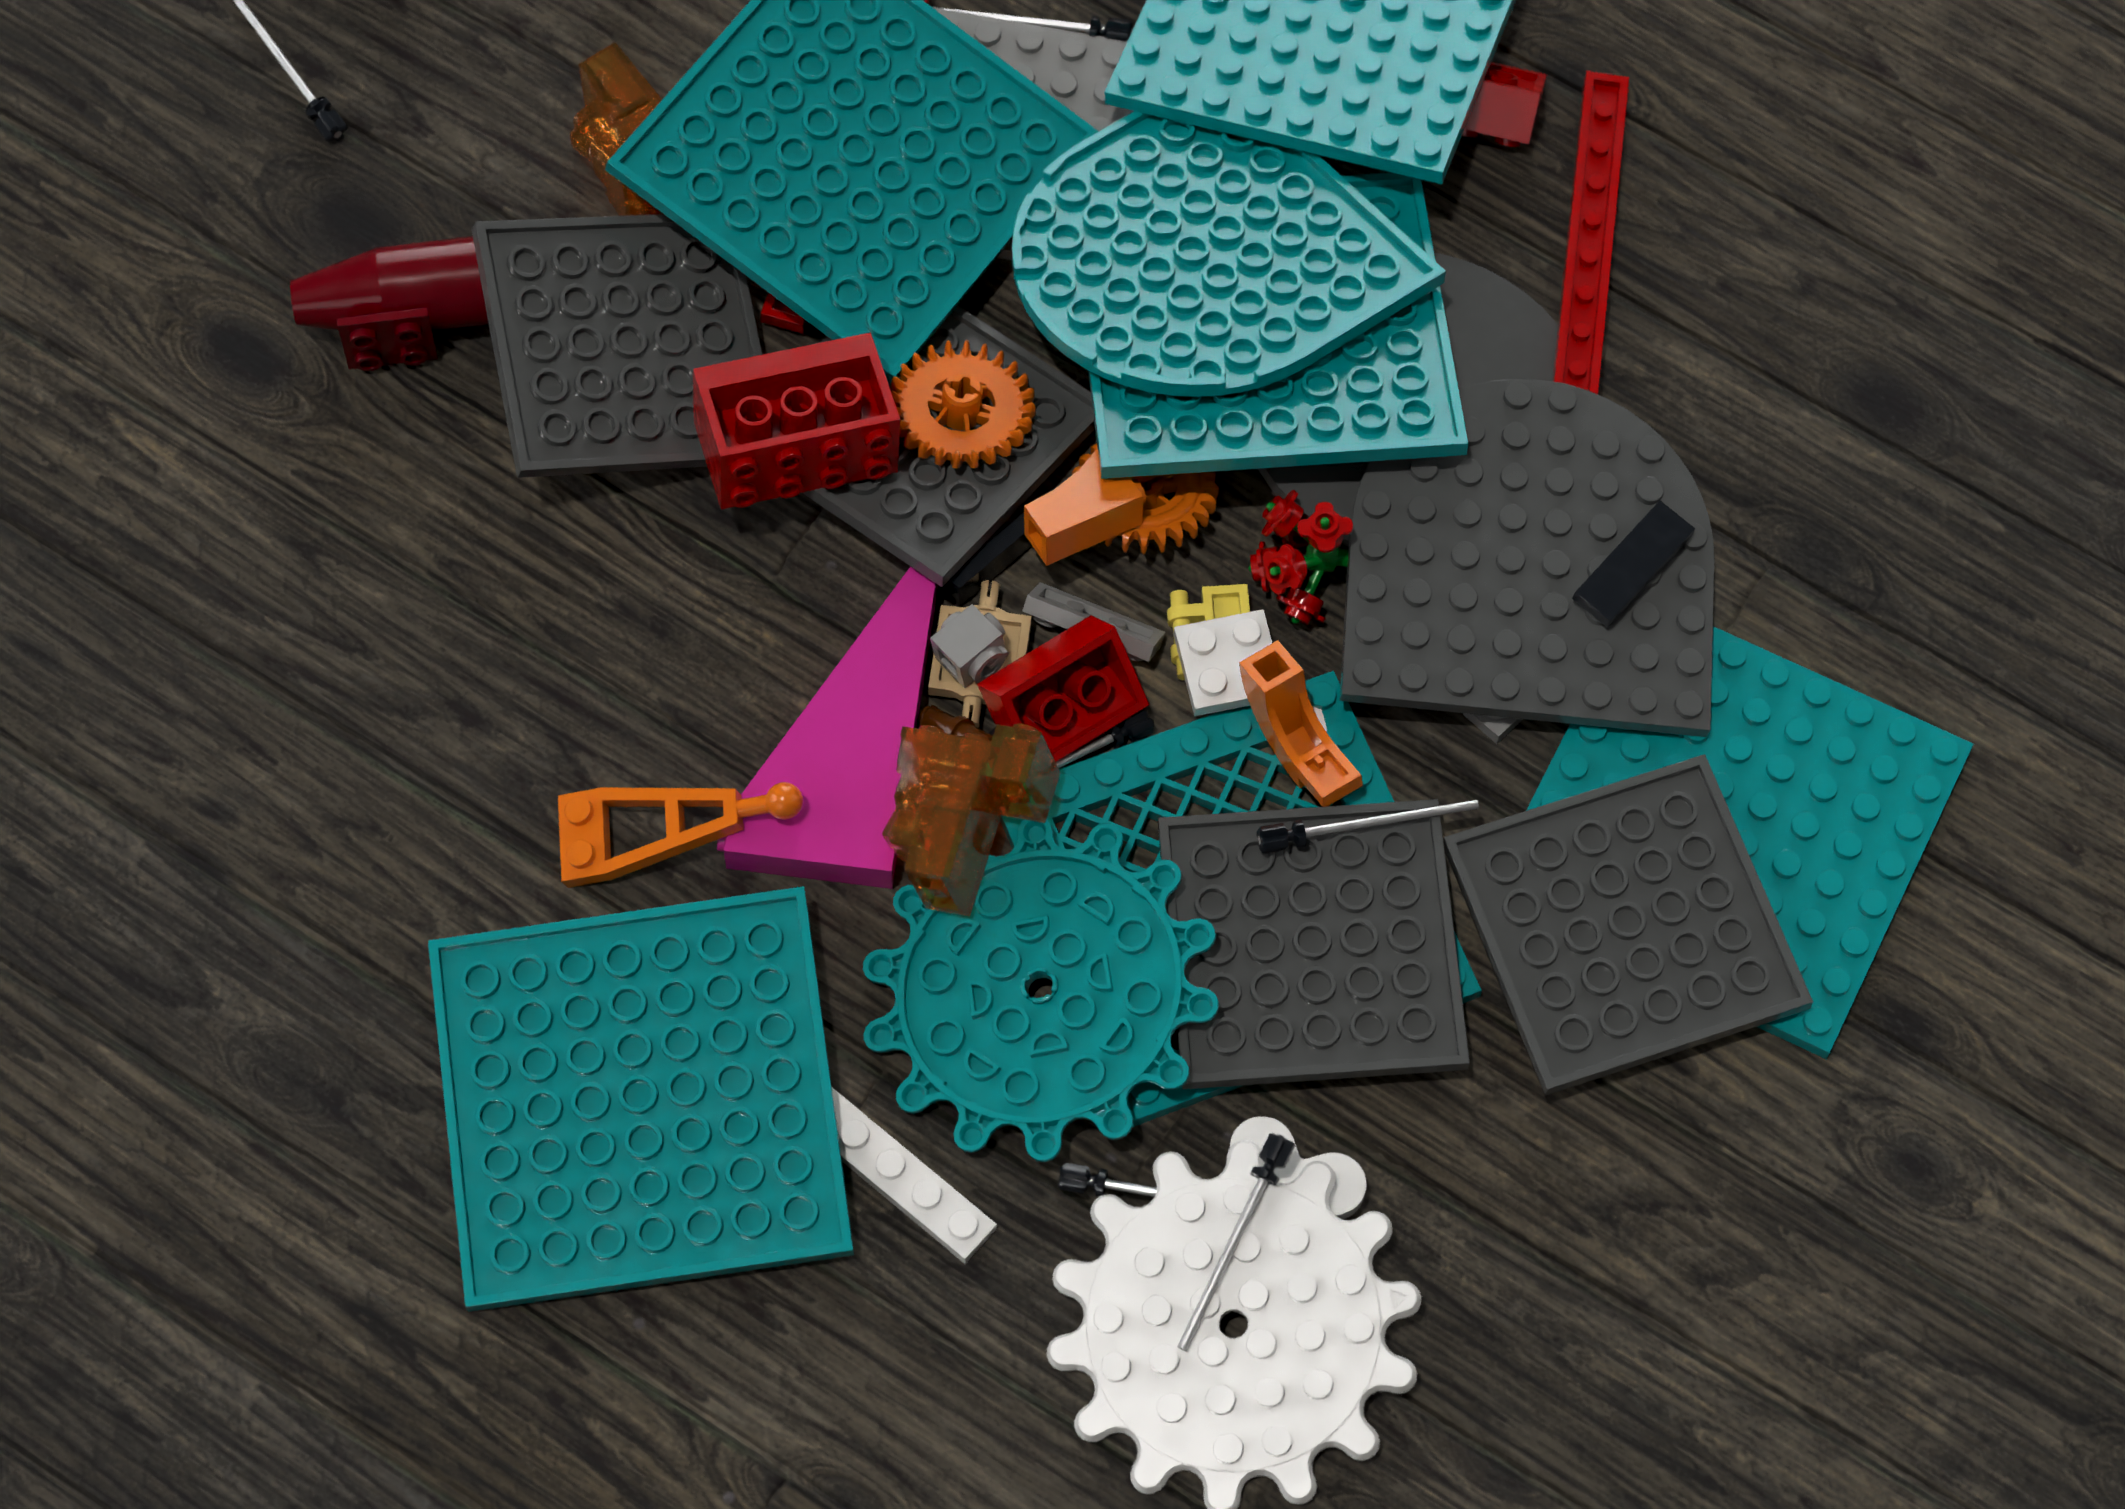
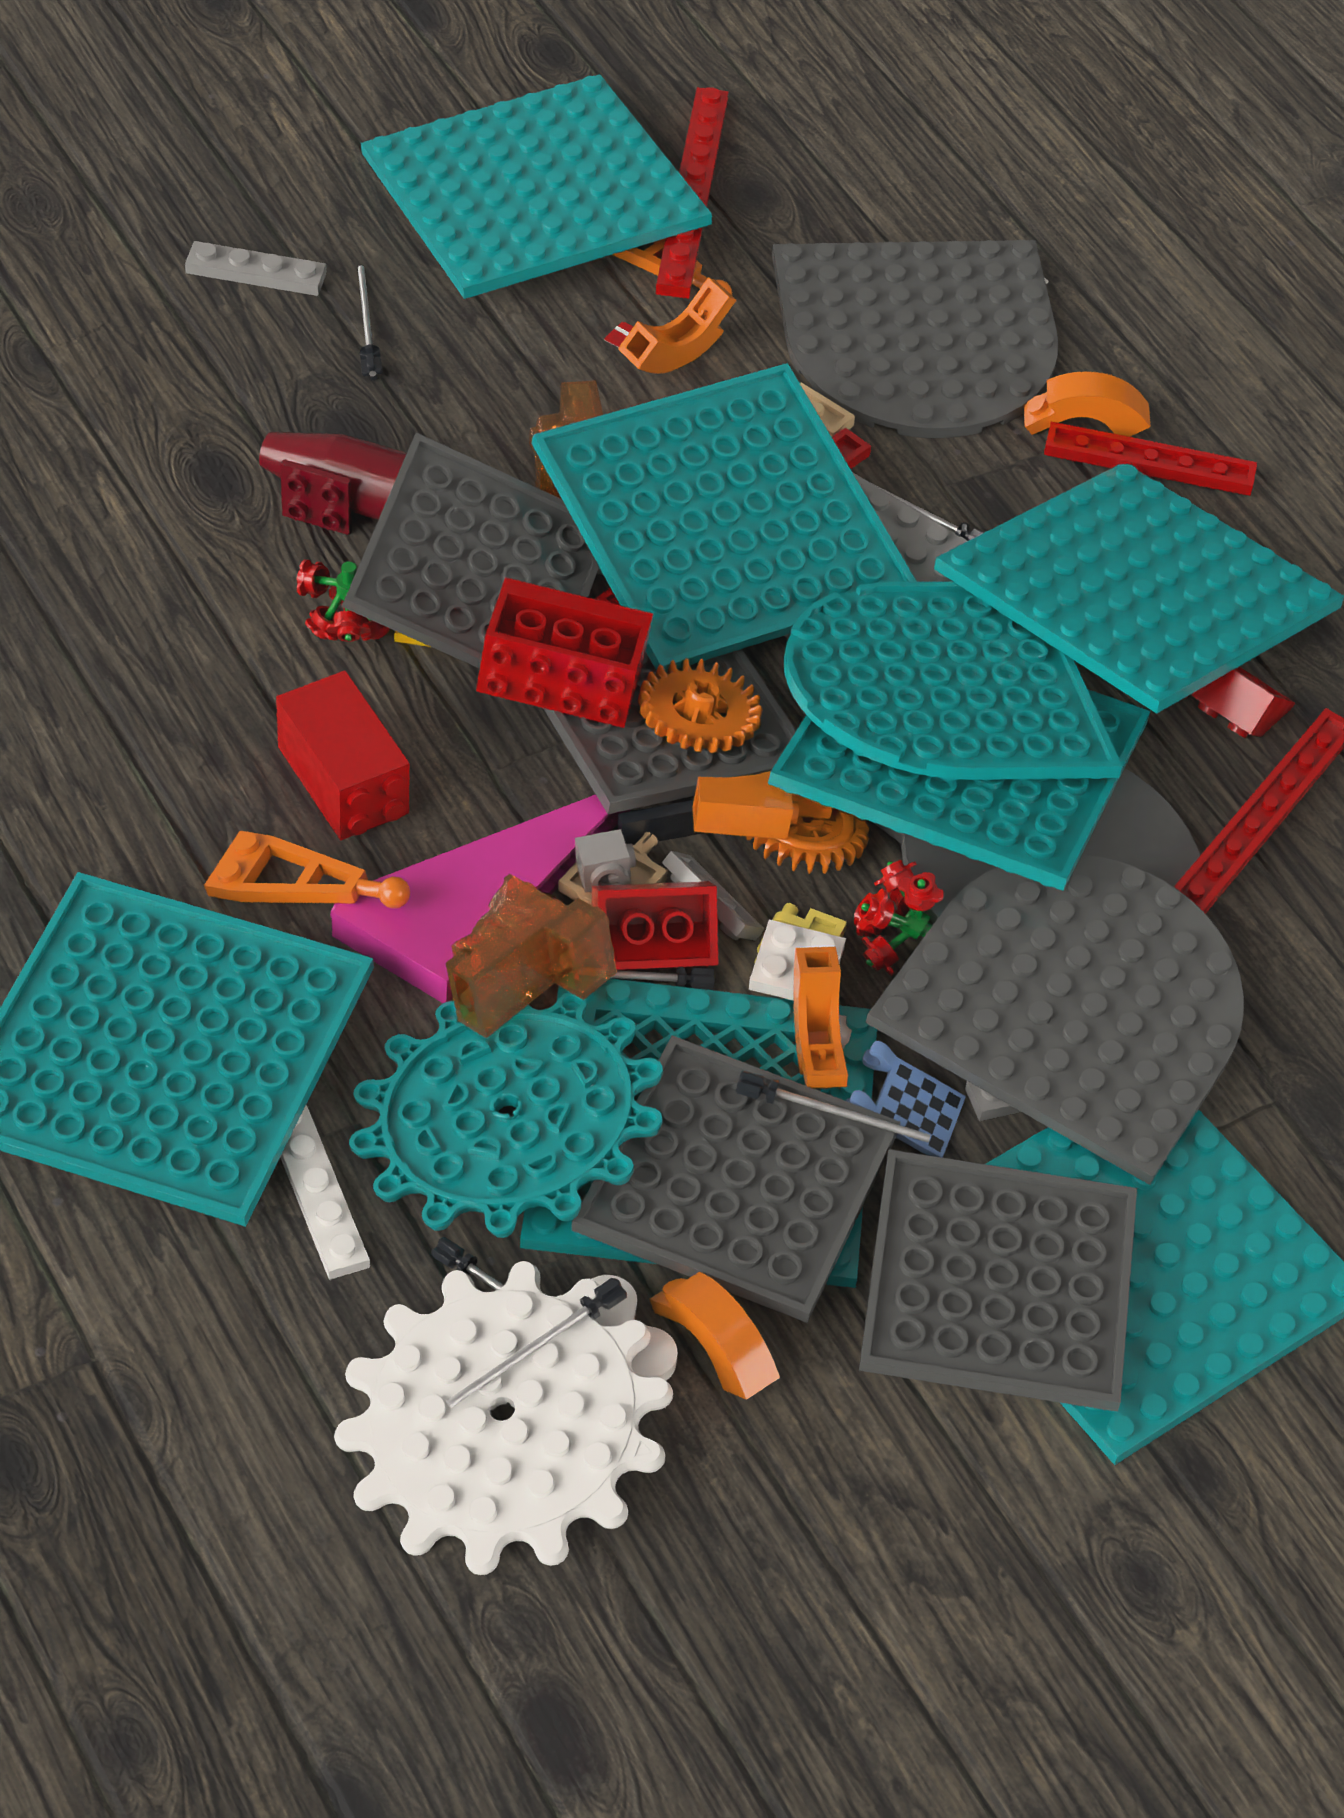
camera: 25 degrees right, 15 degrees down
(114, 52) = (255, 268): none -> light grey plate
(488, 486) = (325, 620): none -> red plant
(619, 654) = (343, 755): none -> red brick
(1388, 1119) = (722, 1329): none -> orange arch
(1425, 761) = (912, 1099): none -> medium blue flag
(1633, 563) = (1156, 1028): black tile -> none

